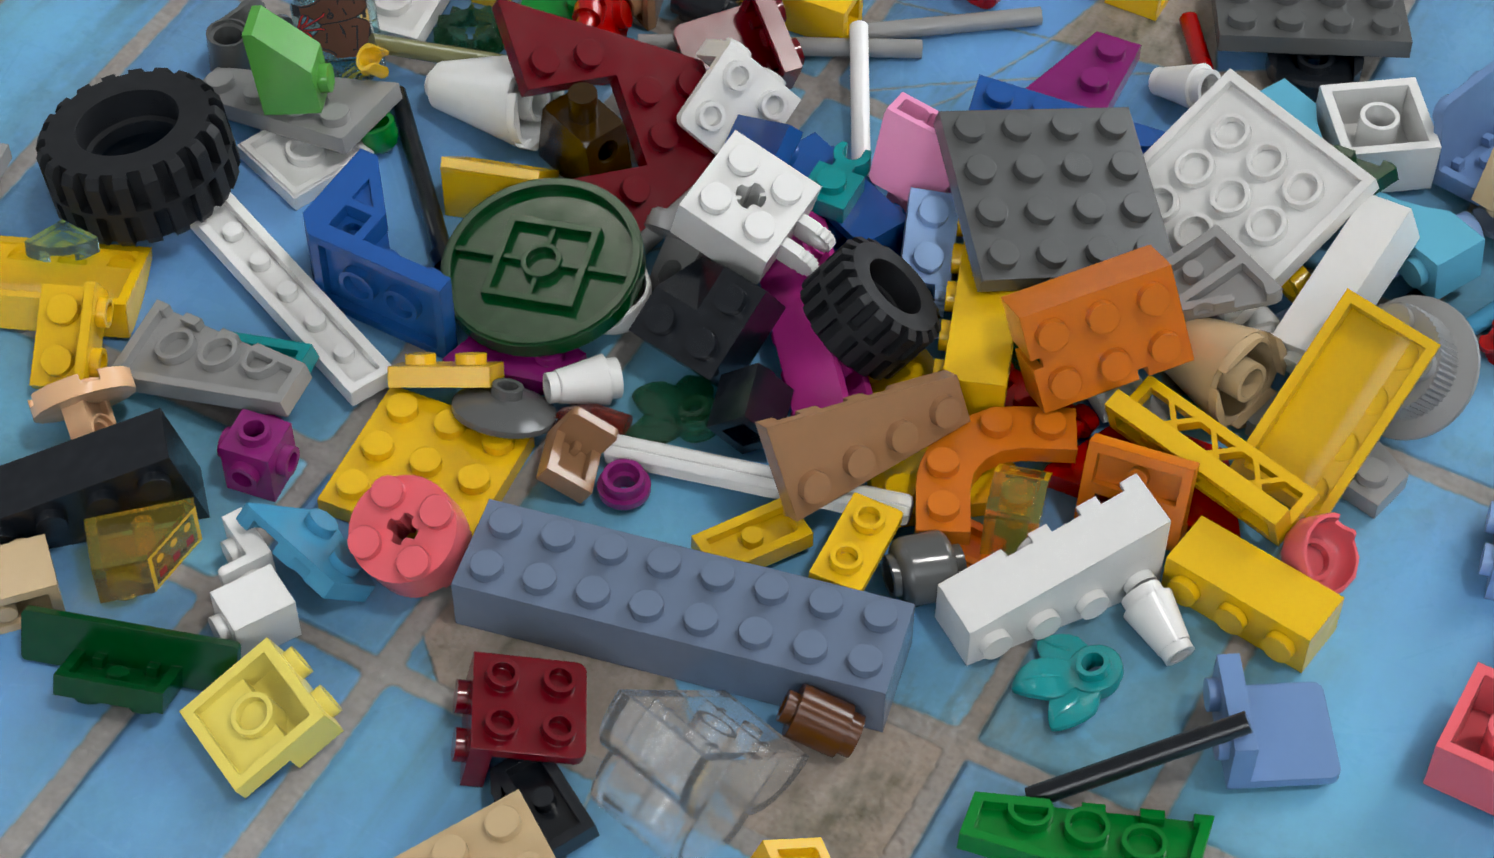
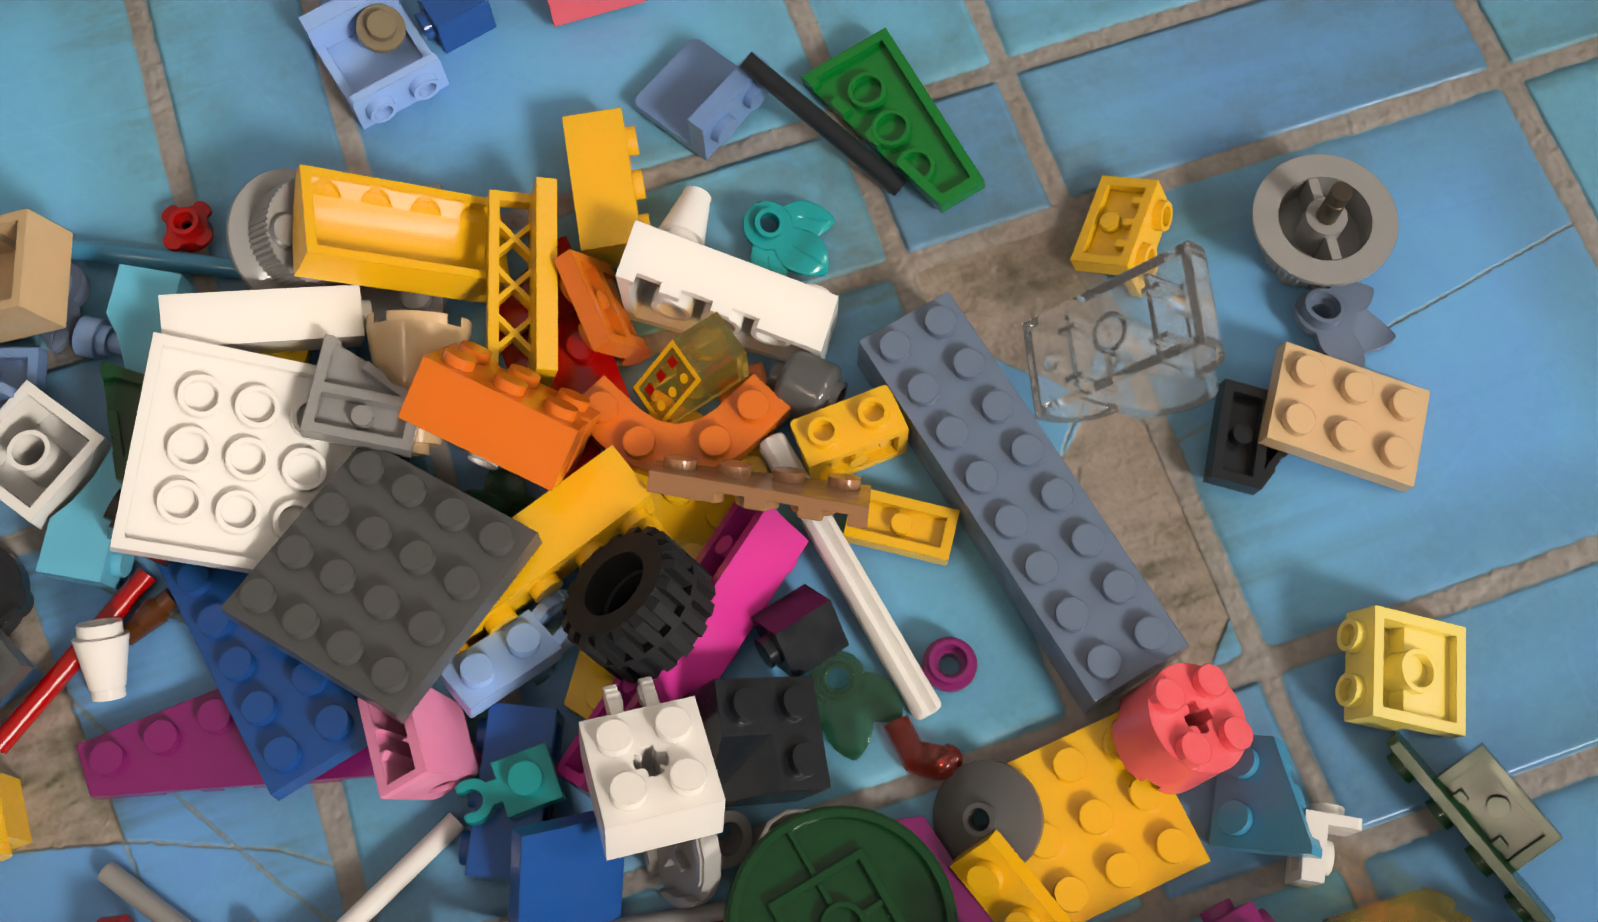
camera: 135 degrees left, 20 degrees up
(254, 609) = (1347, 778): white brick -> none
(518, 712) = (1212, 507): dark red bracket -> none
(574, 453) = (974, 716): medium nougat bracket -> none
(585, 382) = (898, 786): white cone -> none
(820, 721) = (1000, 331): reddish brown brick -> none
(1322, 550) = (519, 169): coral hair -> none

